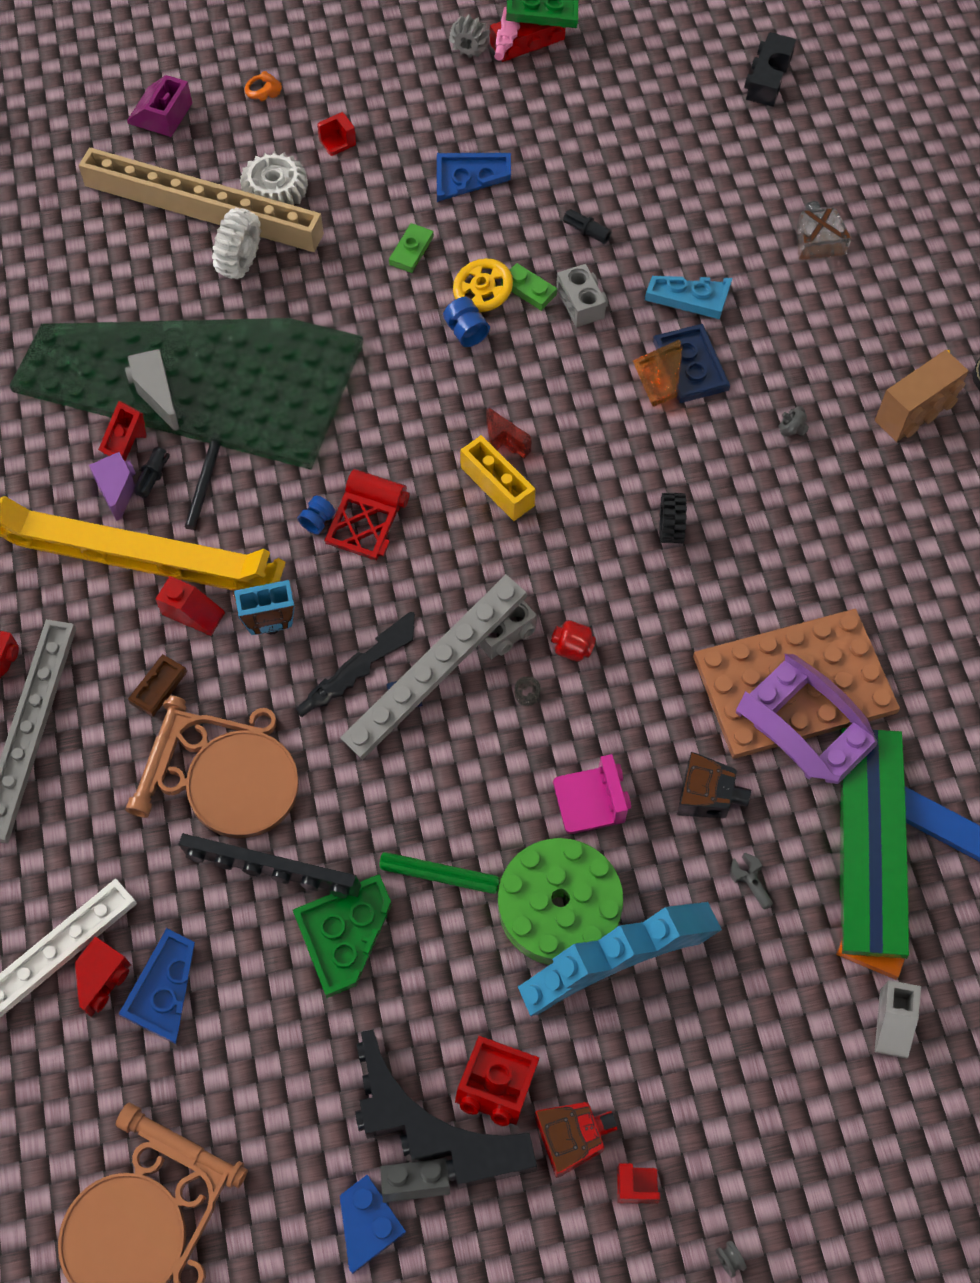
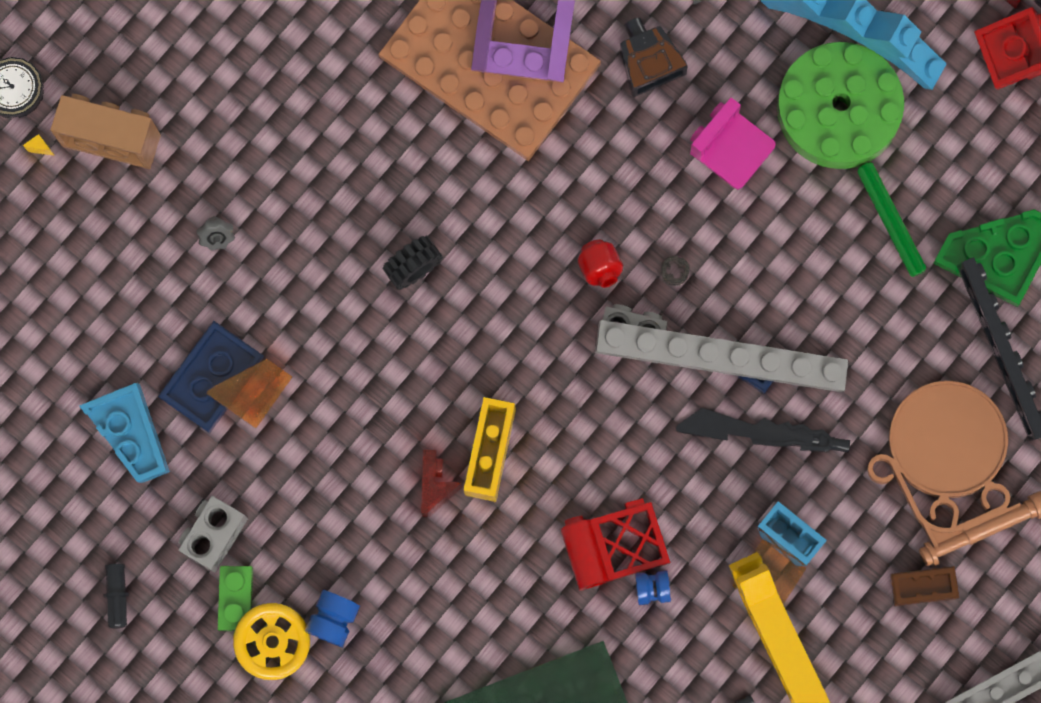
camera: 120 degrees left, 15 degrees up
(189, 606) = (832, 622): red slope -> none

